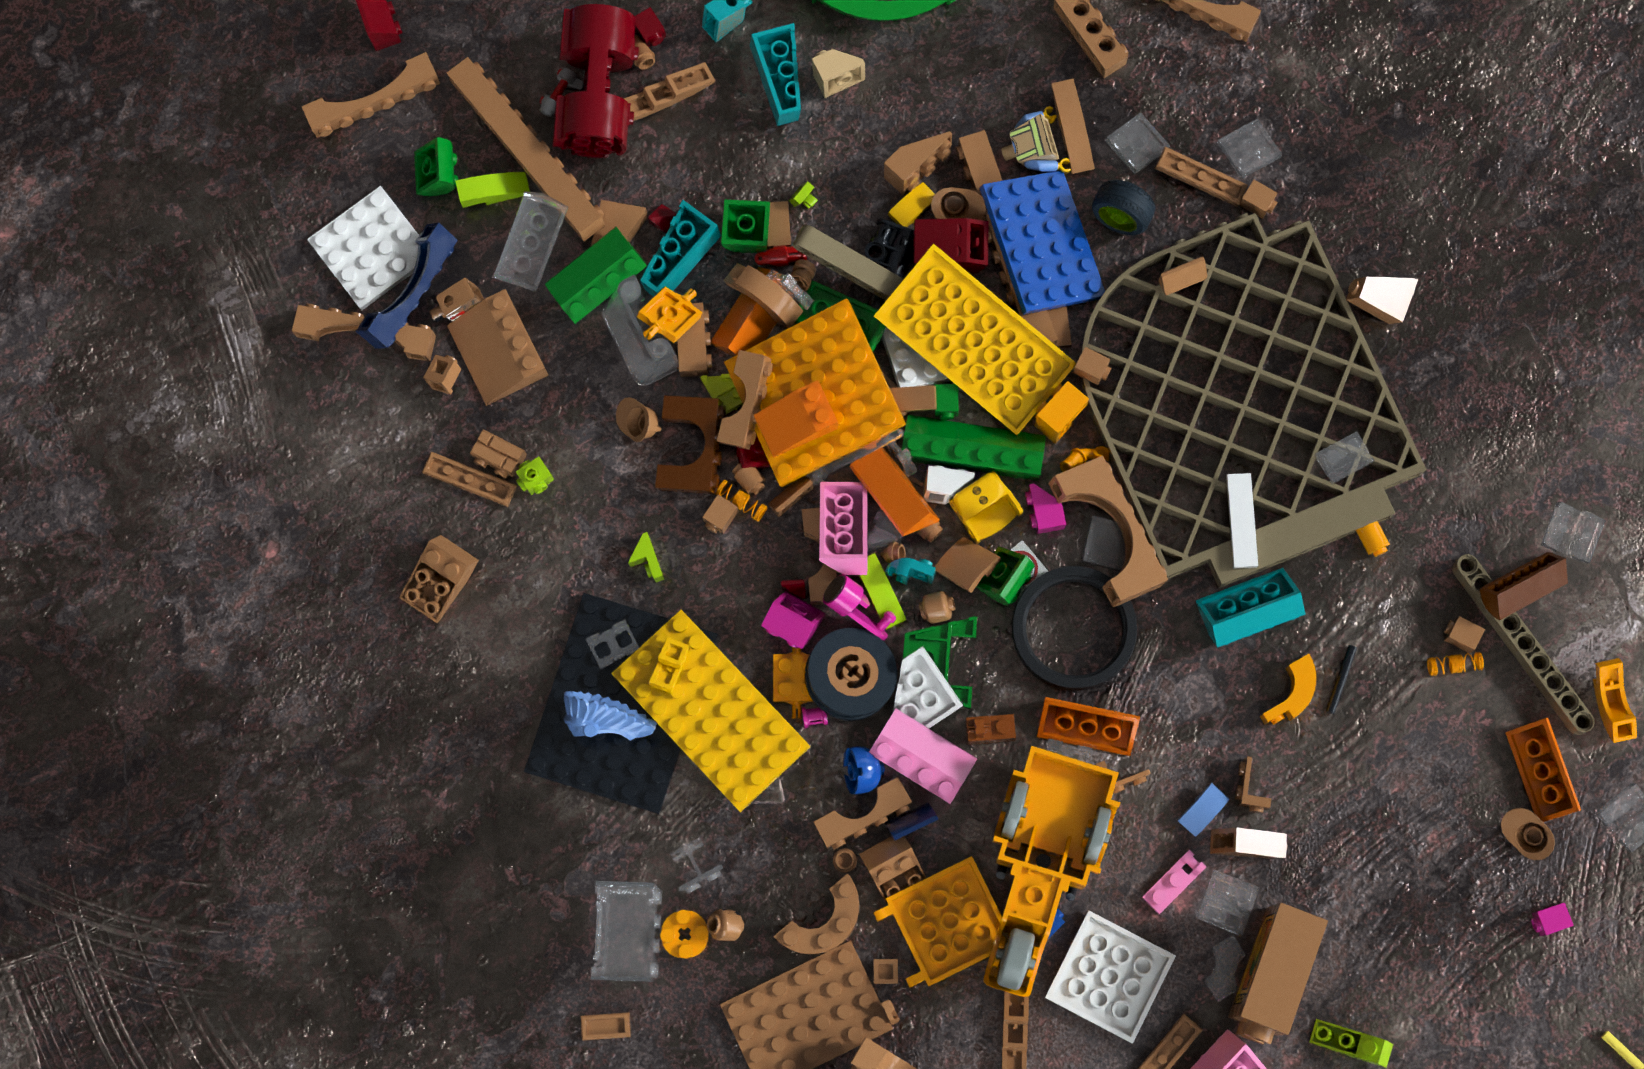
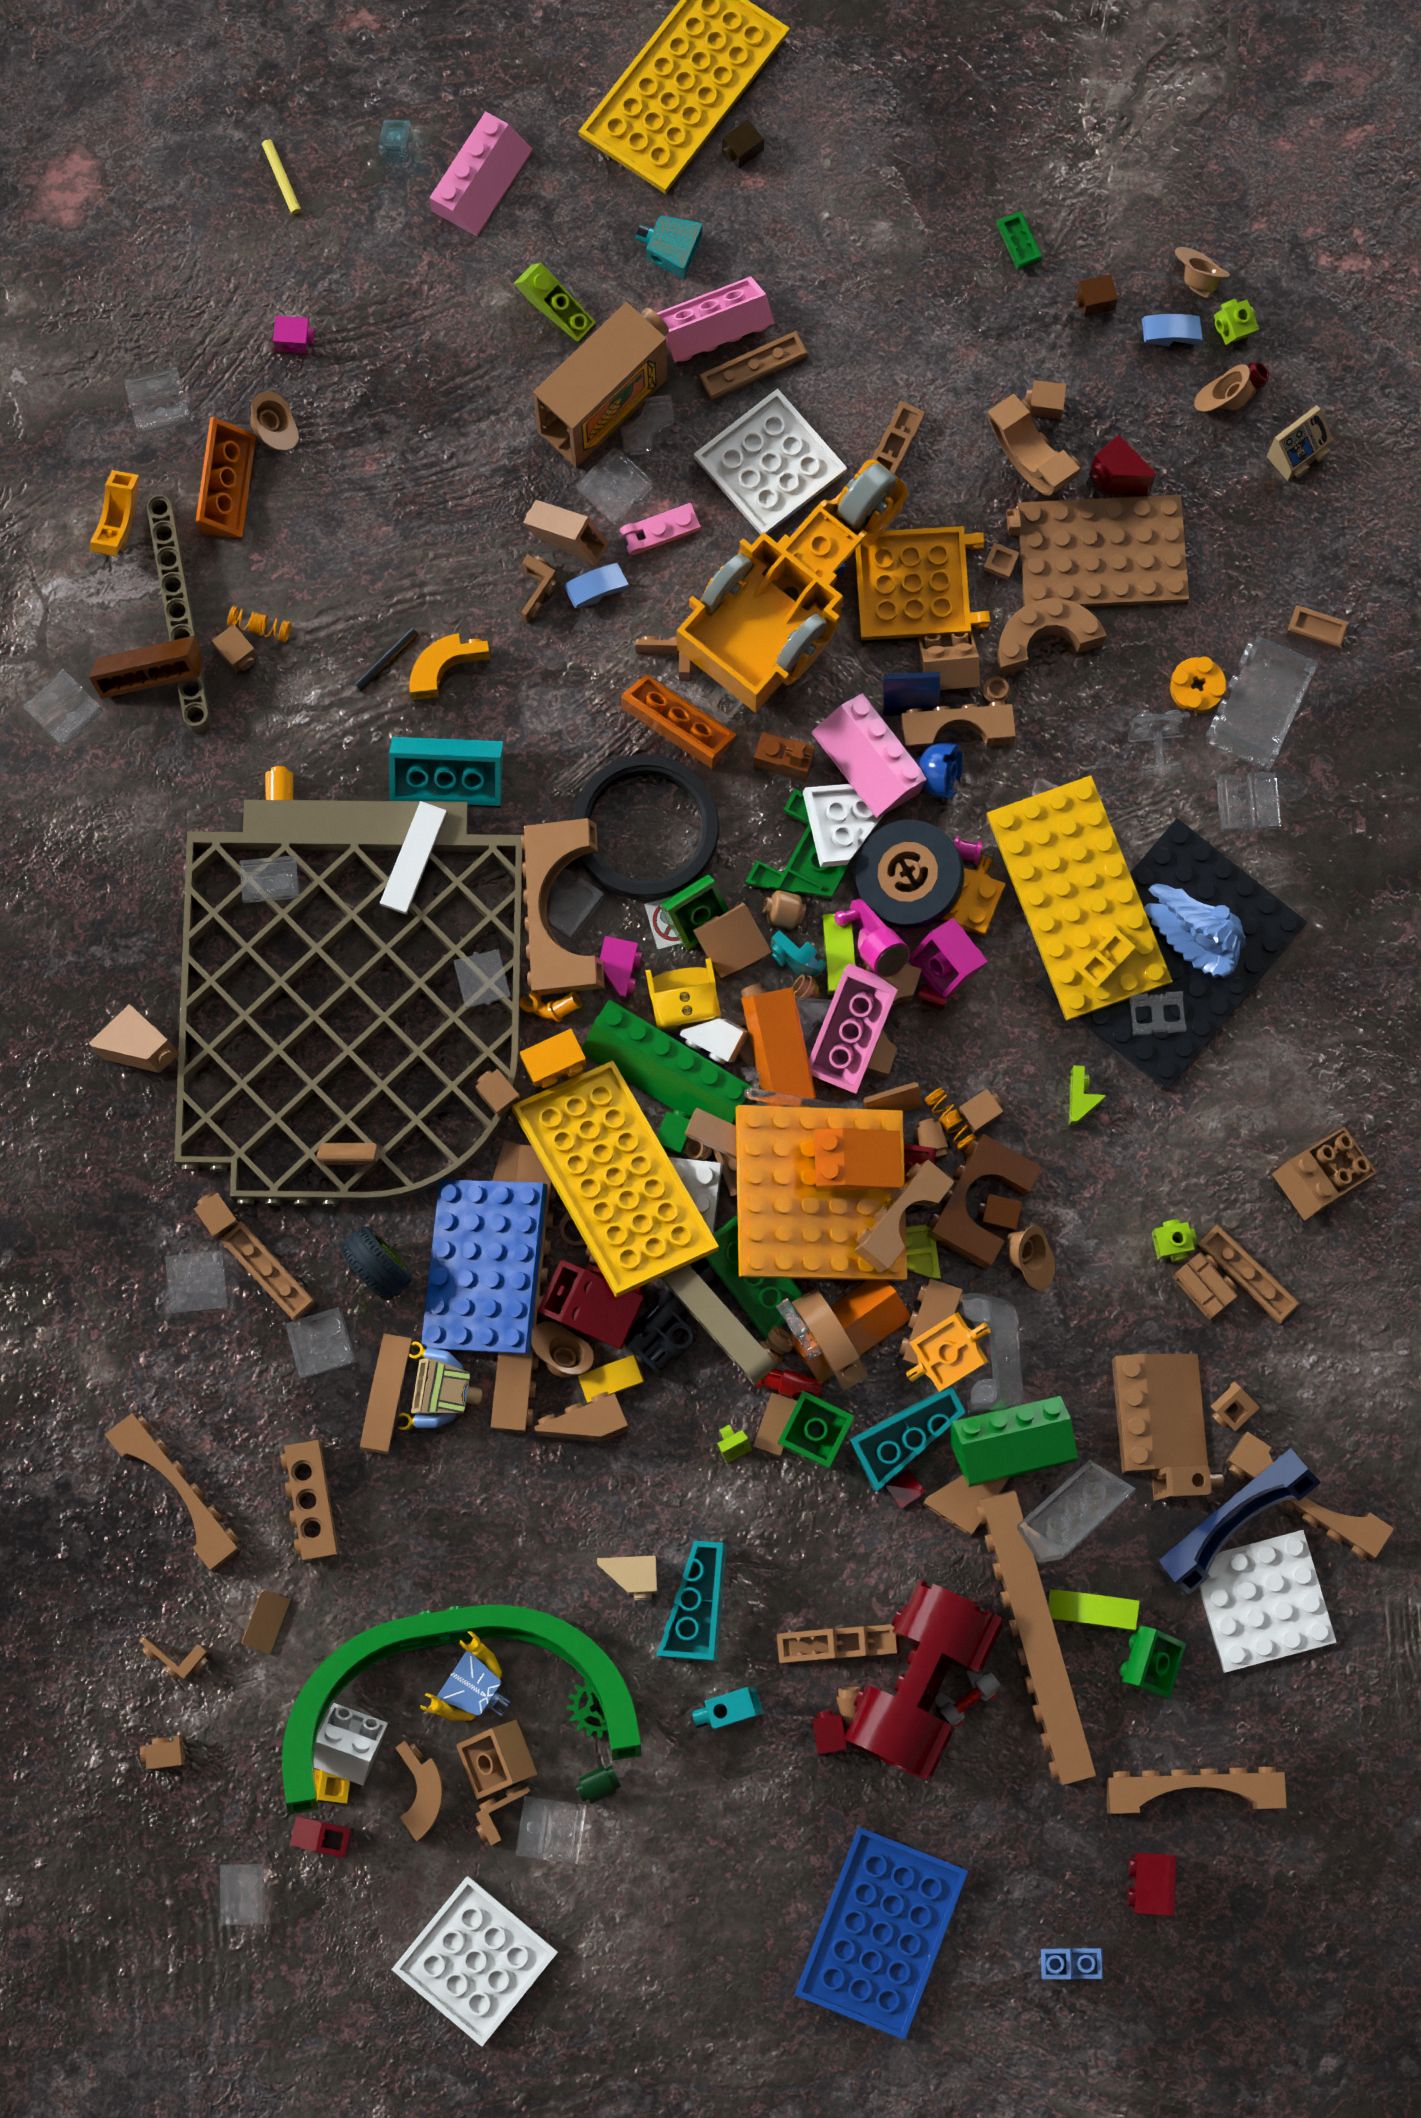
camera: 165 degrees left, 0 degrees up
(607, 852) = (1248, 801): none -> clear slope
(674, 443) = (999, 1213): none -> reddish brown brick
(725, 925) = (1151, 672): medium nougat head -> none
(1145, 450) = (482, 978): none -> clear piece

